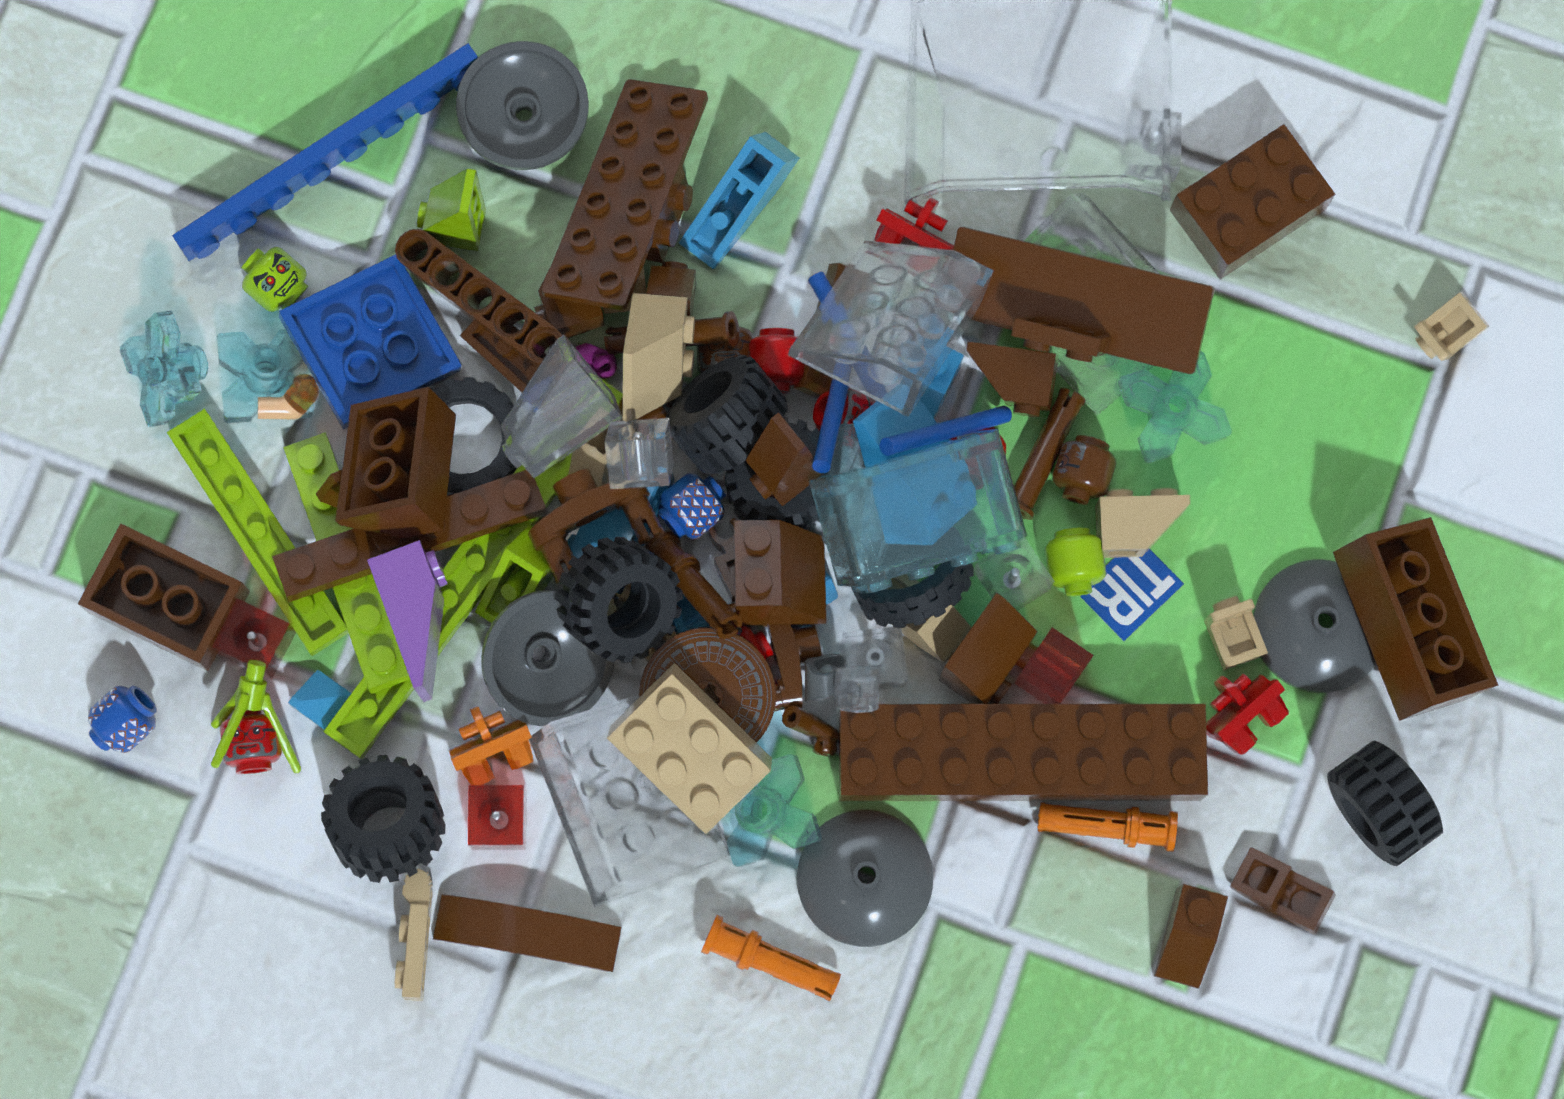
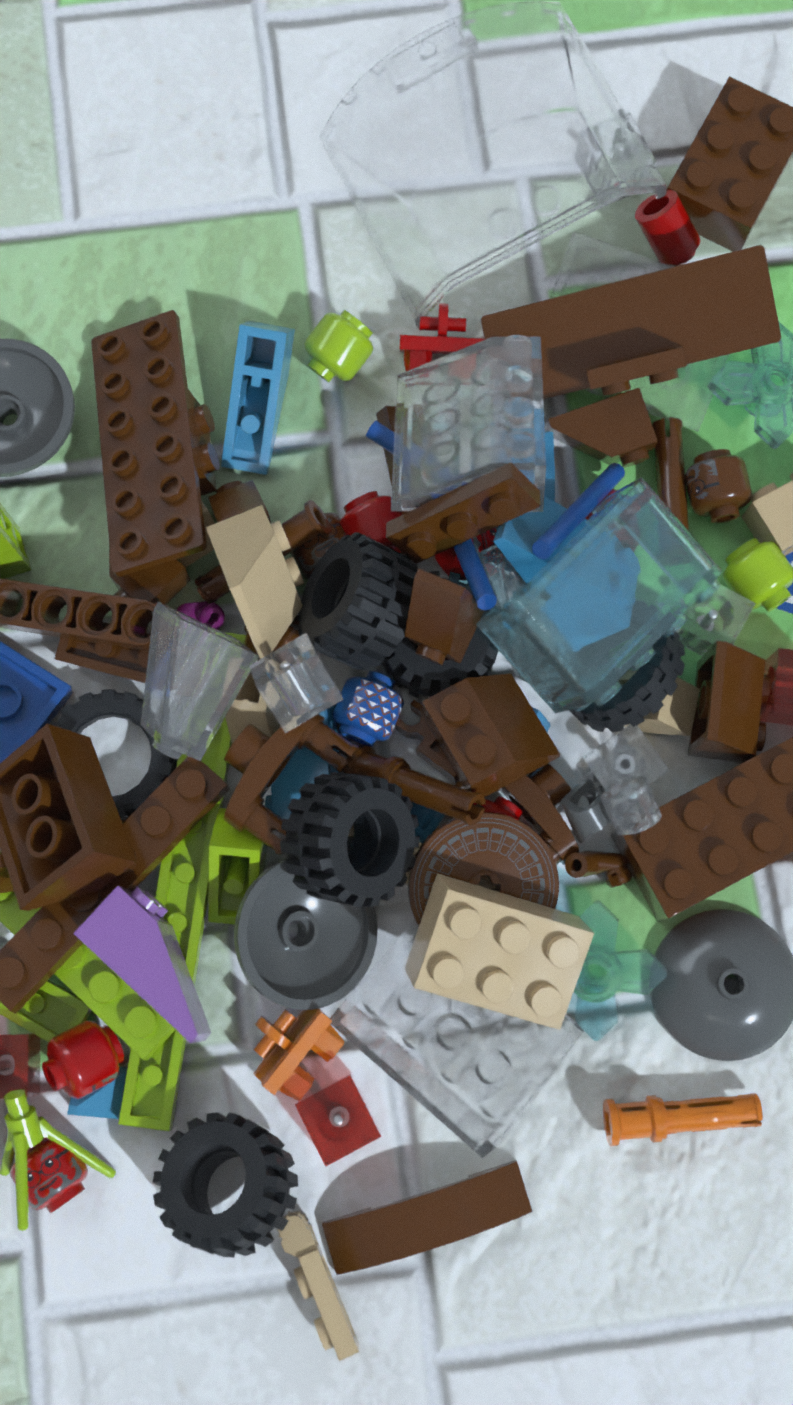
camera: 25 degrees left, 0 degrees up
(322, 666) = (83, 1059): none -> red head
(828, 191) = (338, 346): none -> lime head
(842, 386) = (463, 513): none -> reddish brown plate
(1162, 229) = (668, 228): none -> red brick

